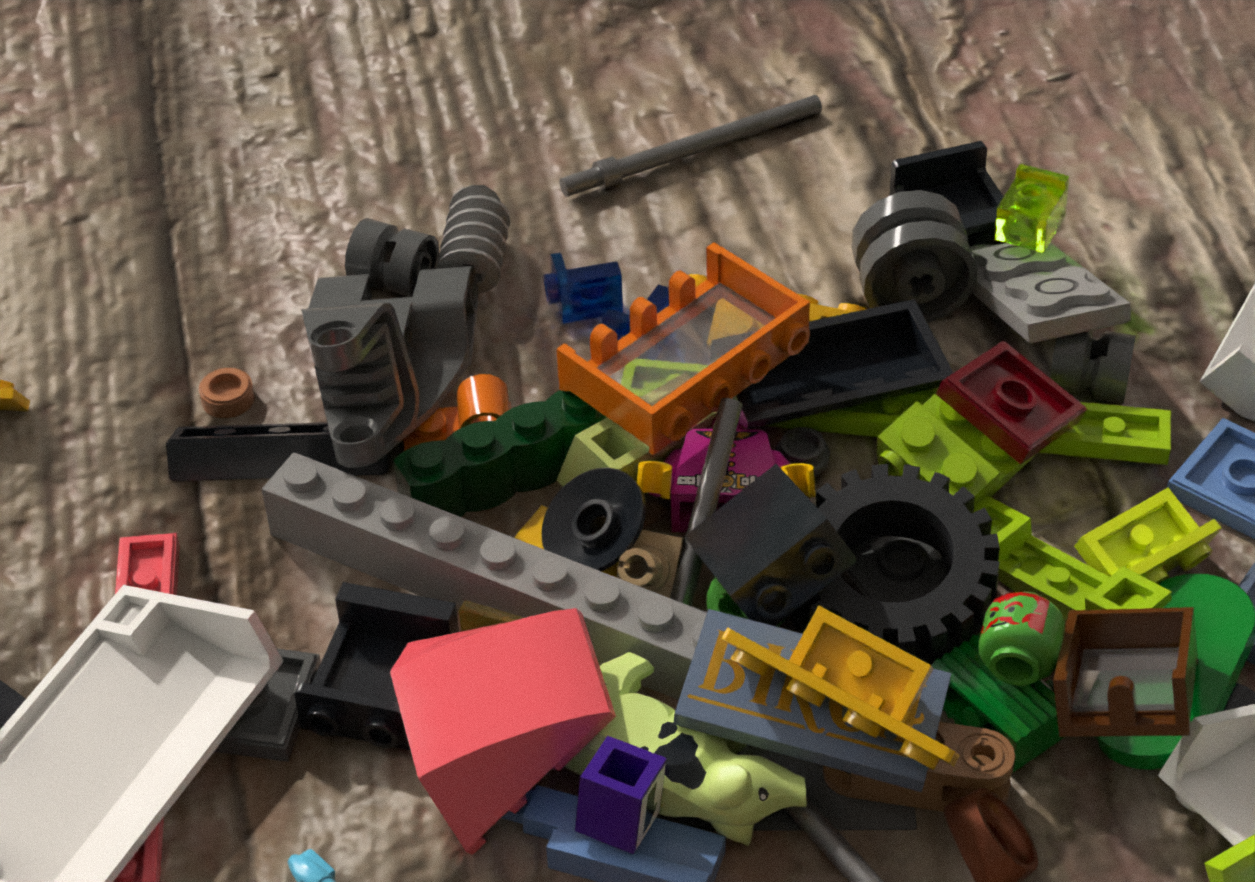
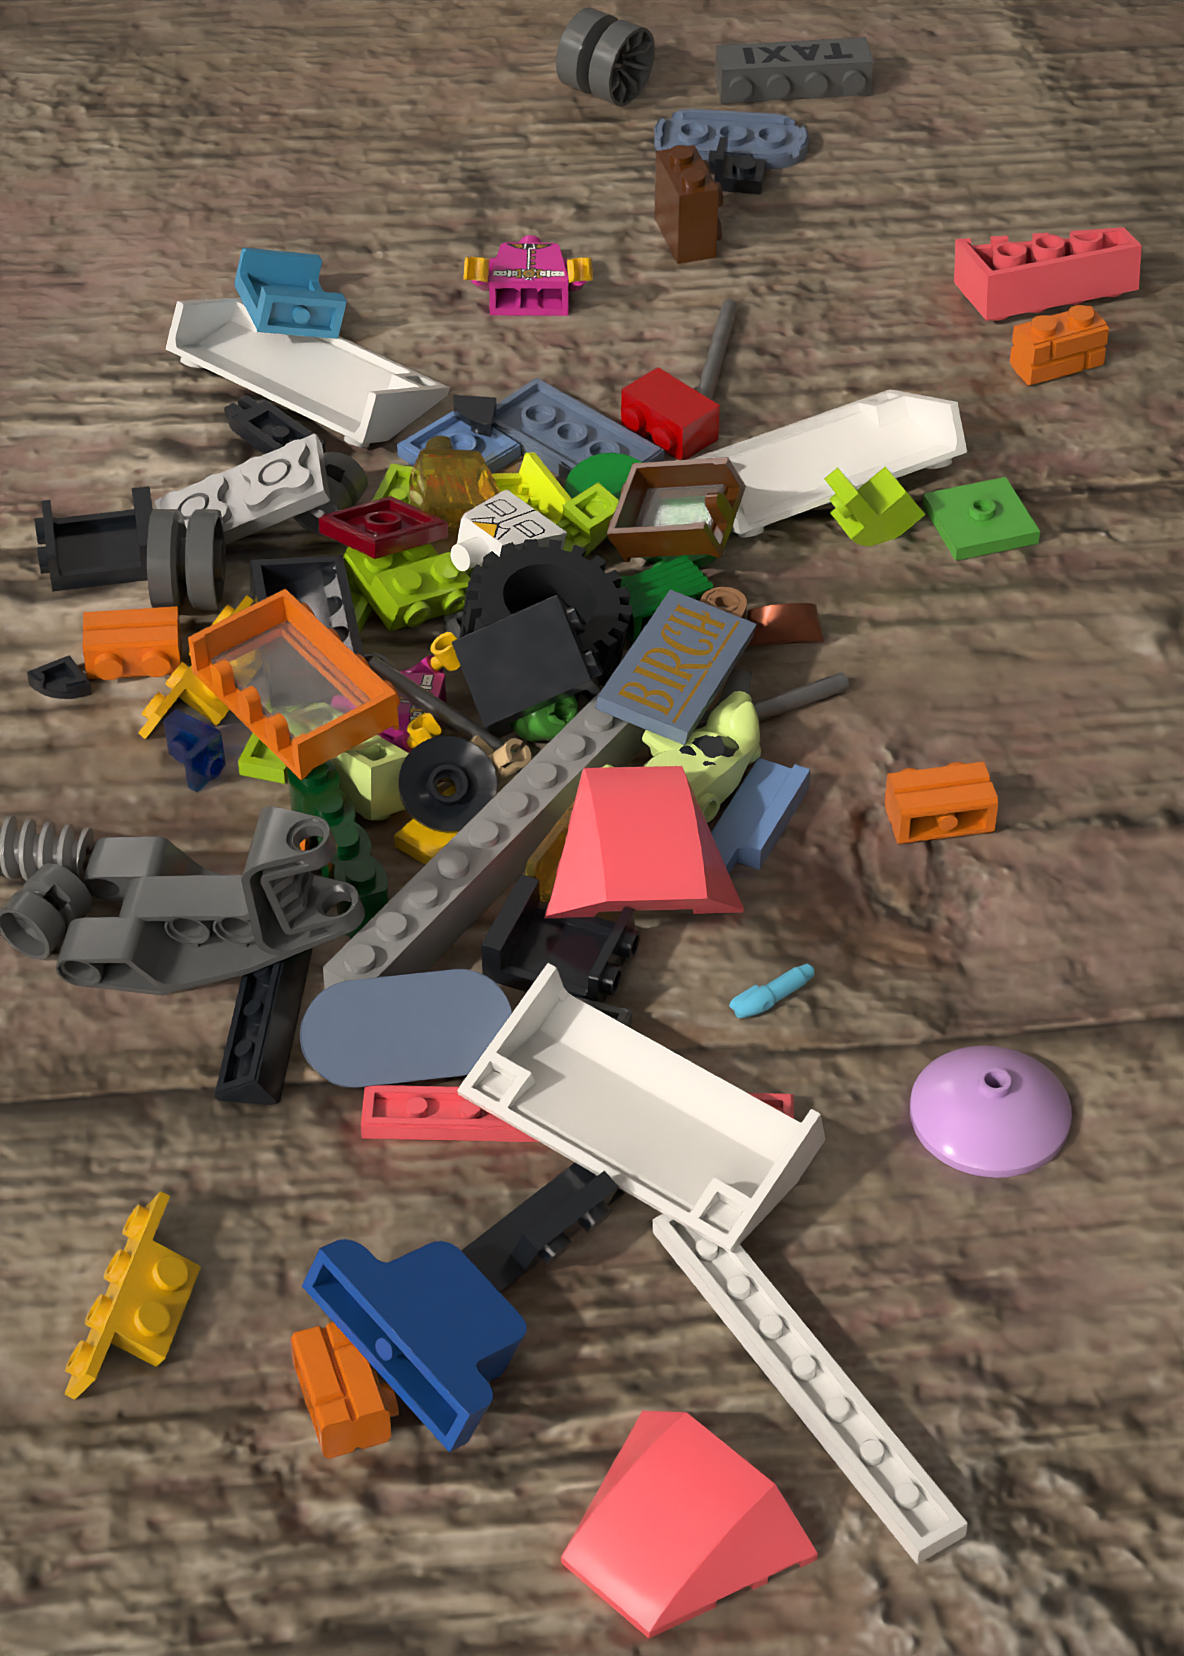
camera: 85 degrees left, 0 degrees up
(226, 393) = (176, 1056): nougat tile -> none
(228, 531) = (402, 1027): none -> sand blue tile
(583, 291) = (127, 793): clear blue bracket -> none
(620, 794) = (744, 781): dark purple brick -> none
(748, 224) = (60, 680): none -> black tile
(798, 251) = (131, 643): none -> orange brick
(855, 671) = (679, 623): yellow bracket -> none
(1021, 638) = (643, 549): bright green head -> none
(1032, 208) = (166, 474): clear neon green brick -> none
(1033, 511) = (497, 523): none -> white torso
(1123, 457) = (450, 481): none -> clear yellow torso
(1195, 311) = (264, 425): none -> black hinge

